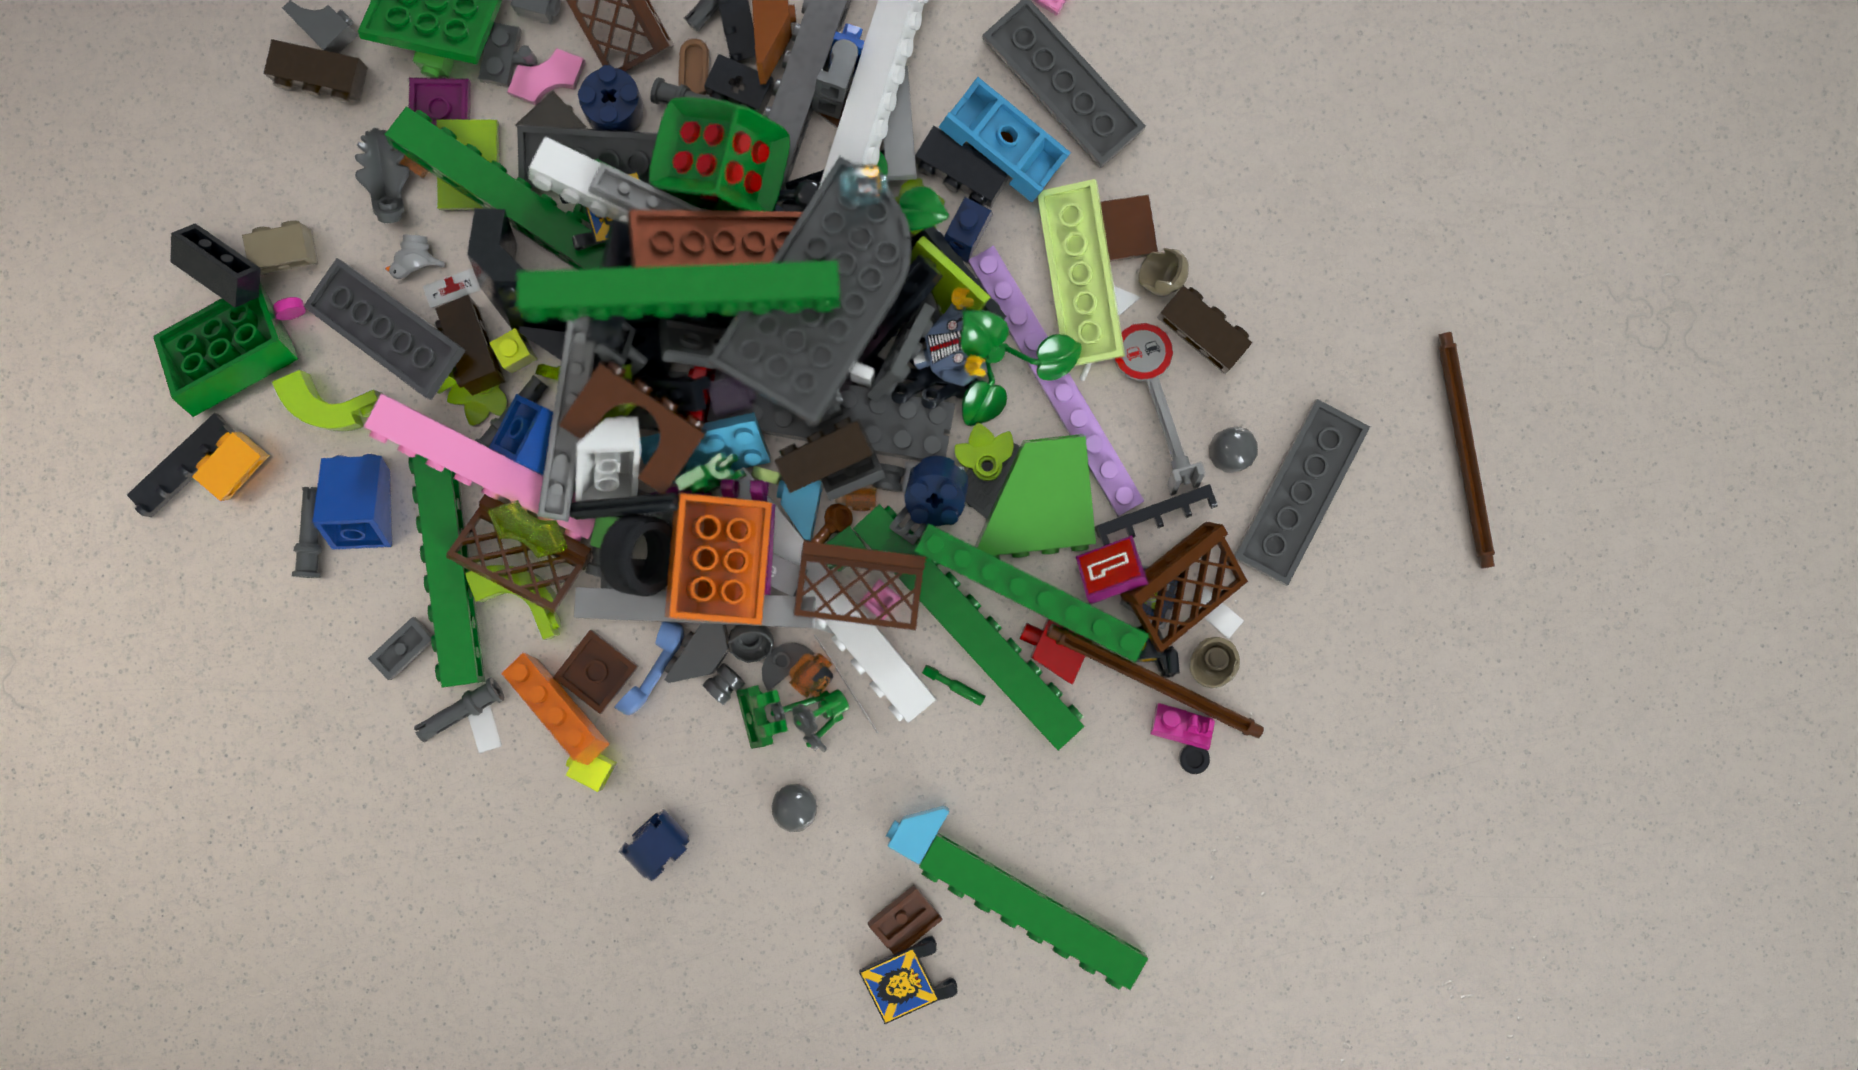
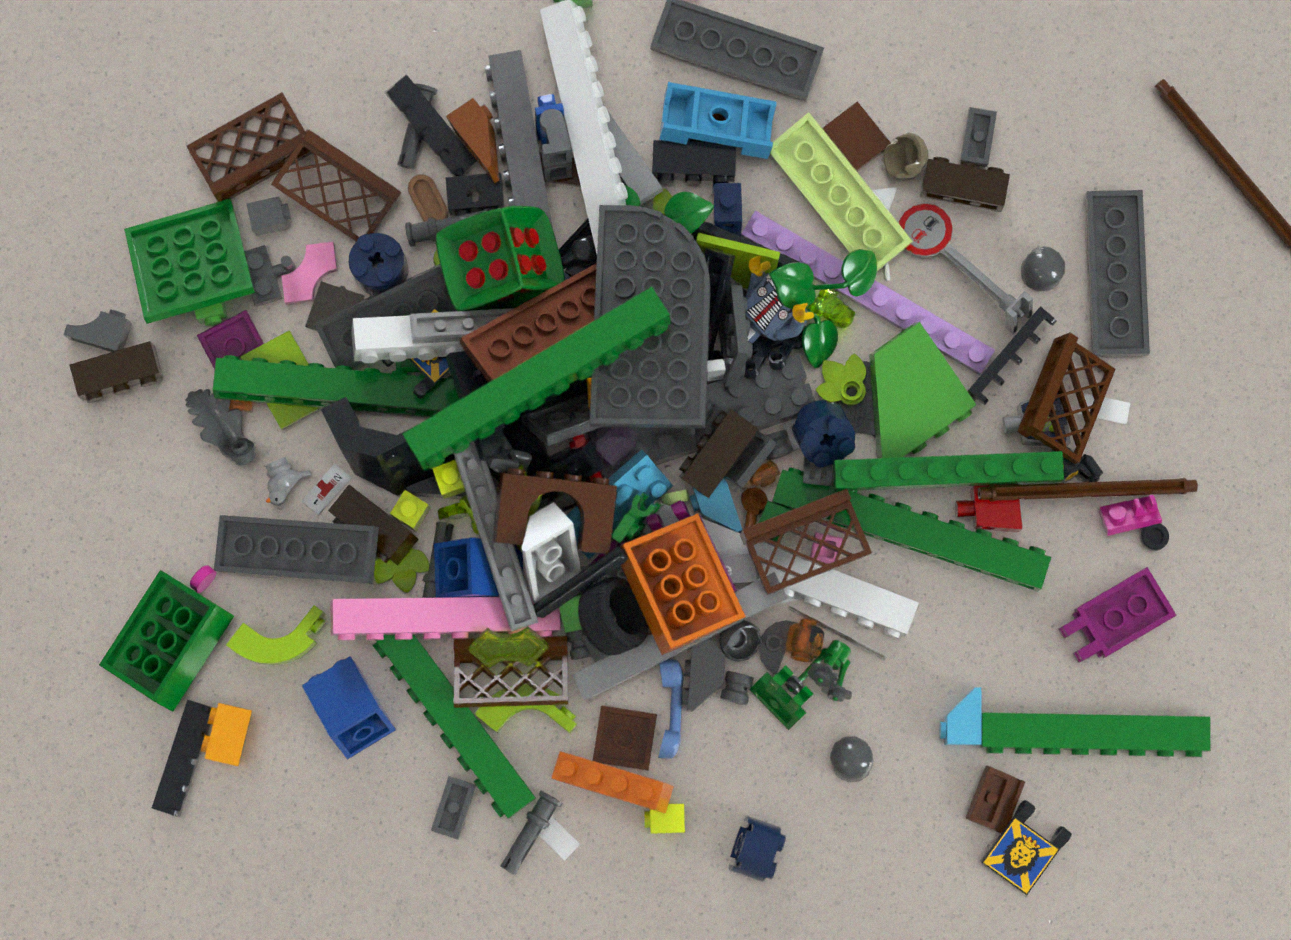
camera: 30 degrees left, 5 degrees down
(215, 265) = (125, 574): black brick -> none
(280, 247) = (167, 533): dark tan brick -> none
(307, 548) = (328, 767): dark grey pin -> none
(553, 340) = (448, 479): none -> neon yellow brick
(863, 184) = (633, 216): head -> none
(955, 685) = (926, 585): green piece -> none
(1013, 378) = (832, 308): none -> clear neon green plate
(1111, 570) = (1001, 417): tile -> none
(1118, 815) = (1120, 615): none -> magenta tile
(1214, 662) = (1126, 448): dark tan hair -> none
(1244, 290) = (978, 136): none -> dark grey plate

